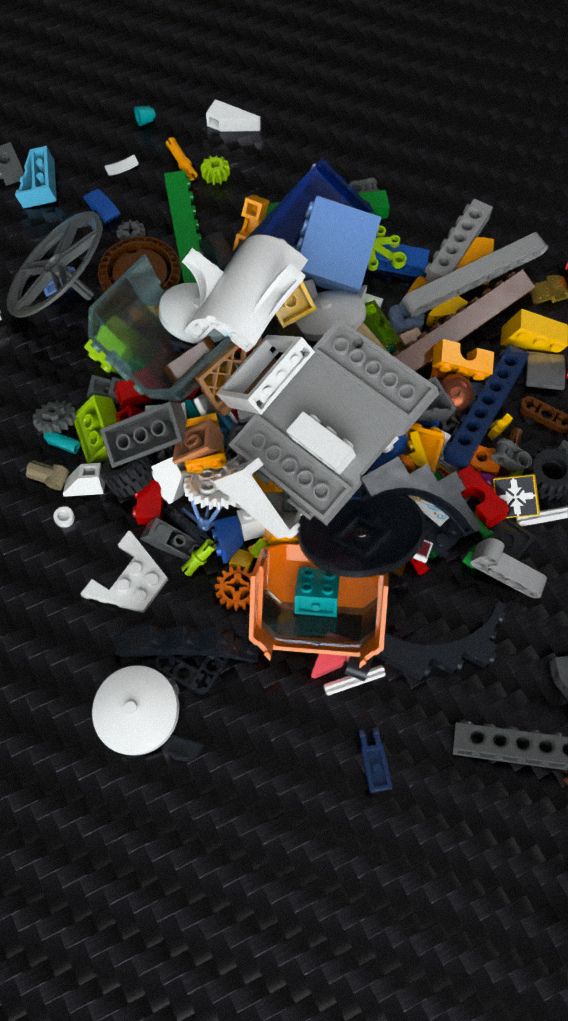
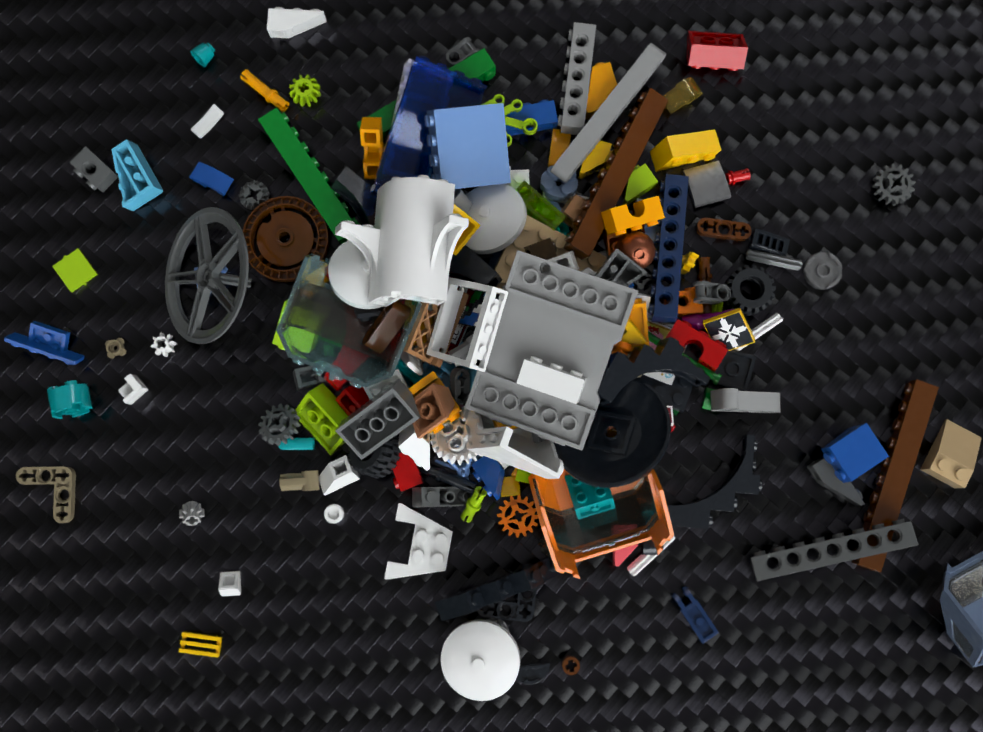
camera: 20 degrees left, 15 degrees up
(219, 751) = (576, 668): none -> reddish brown bush
(481, 339) = (639, 183): none -> lime slope

